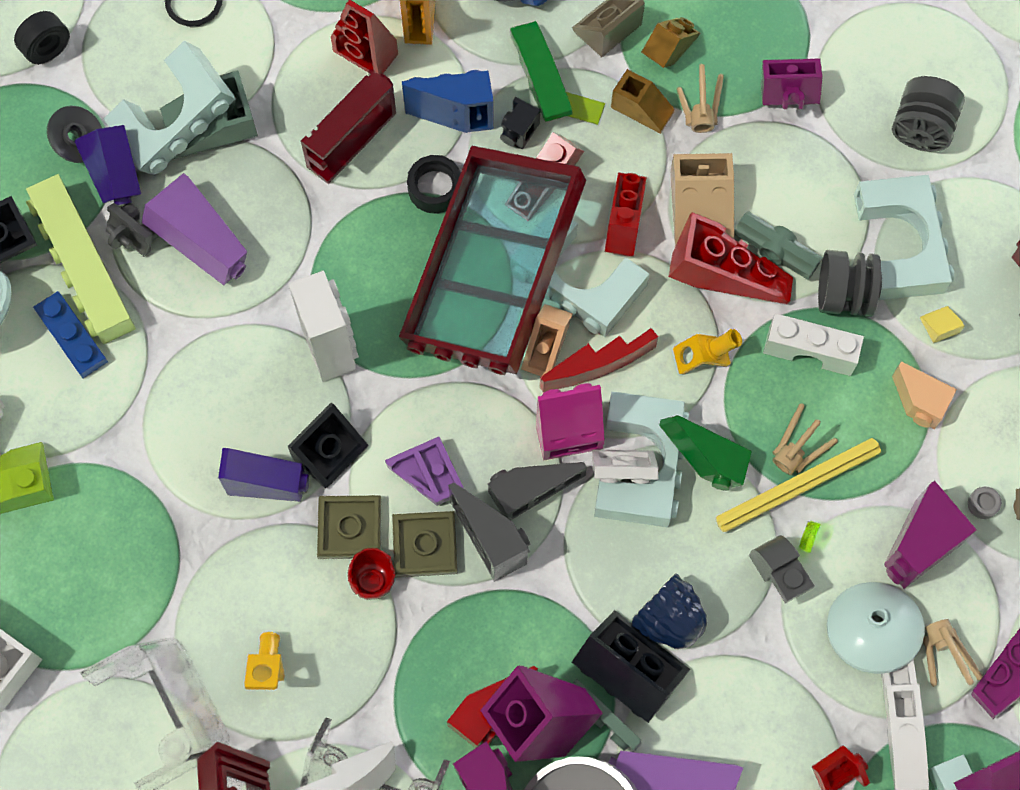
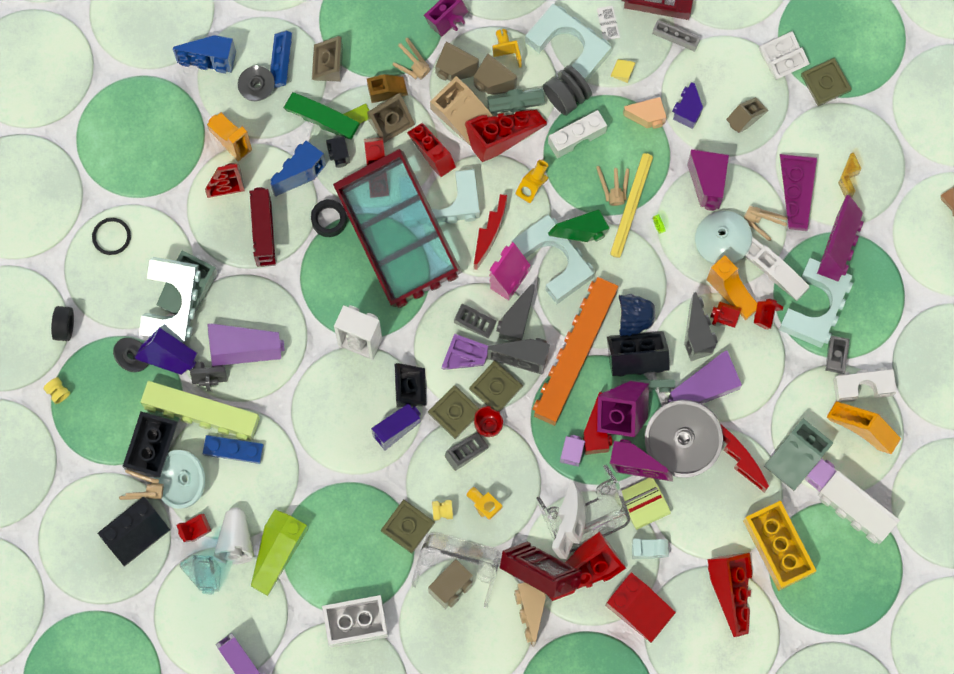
camera: 45 degrees left, 5 degrees up
(125, 722) = (451, 584): none -> dark tan brick
(159, 606) = (407, 526): none -> olive tile
(214, 625) = (442, 510): none -> light yellow wheel
(317, 573) = (452, 459): none -> dark grey slope
(434, 704) = (572, 450): none -> lavender brick
(468, 421) = (472, 312): none -> dark grey slope
(546, 340) = (458, 243): light nougat slope -> none
(558, 591) = (576, 351): none -> orange brick
(614, 138) = (390, 118): none -> dark tan slope
(624, 464) = (550, 267): white plate -> none
(670, 41) = (368, 43): pearl gold slope -> none
(722, 716) = (698, 337): none -> dark grey slope
(748, 141) = (455, 63): none -> dark tan slope
(776, 194) = (494, 77): none -> dark tan slope
(780, 563) = (657, 247): dark grey brick -> none
(786, 722) = (725, 314): none -> red bracket
(825, 177) = (505, 47): none -> yellow bracket
(827, 681) = (726, 281): none -> light orange arch
(976, 257) = (608, 23): none -> white sticker
(981, 436) = (690, 107): none -> dark purple slope
(984, 502) = (717, 137): light grey tile -> none

